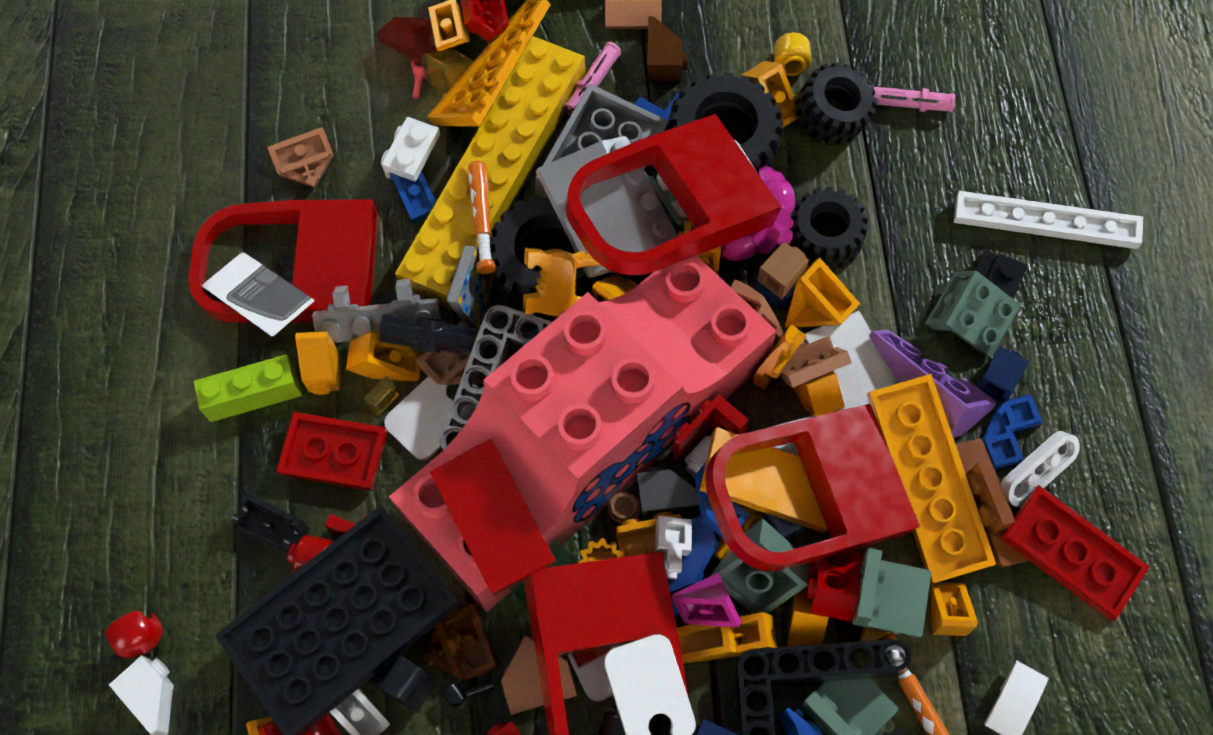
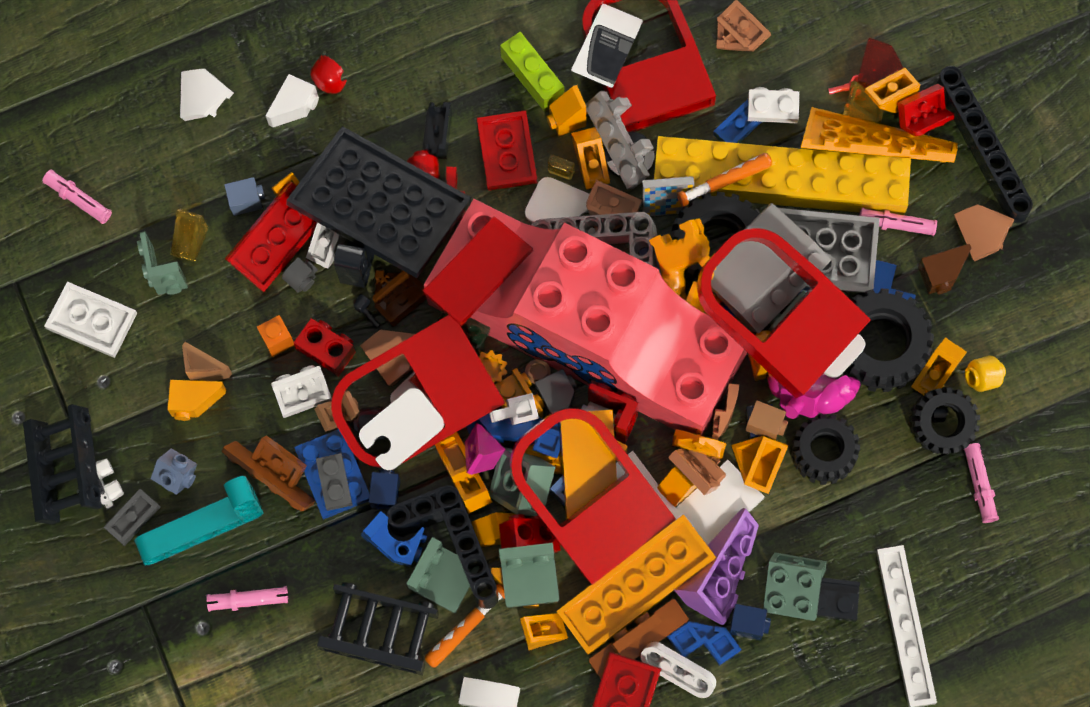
camera: 70 degrees right, 5 degrees up
(427, 334) = (614, 177): black piece -> none

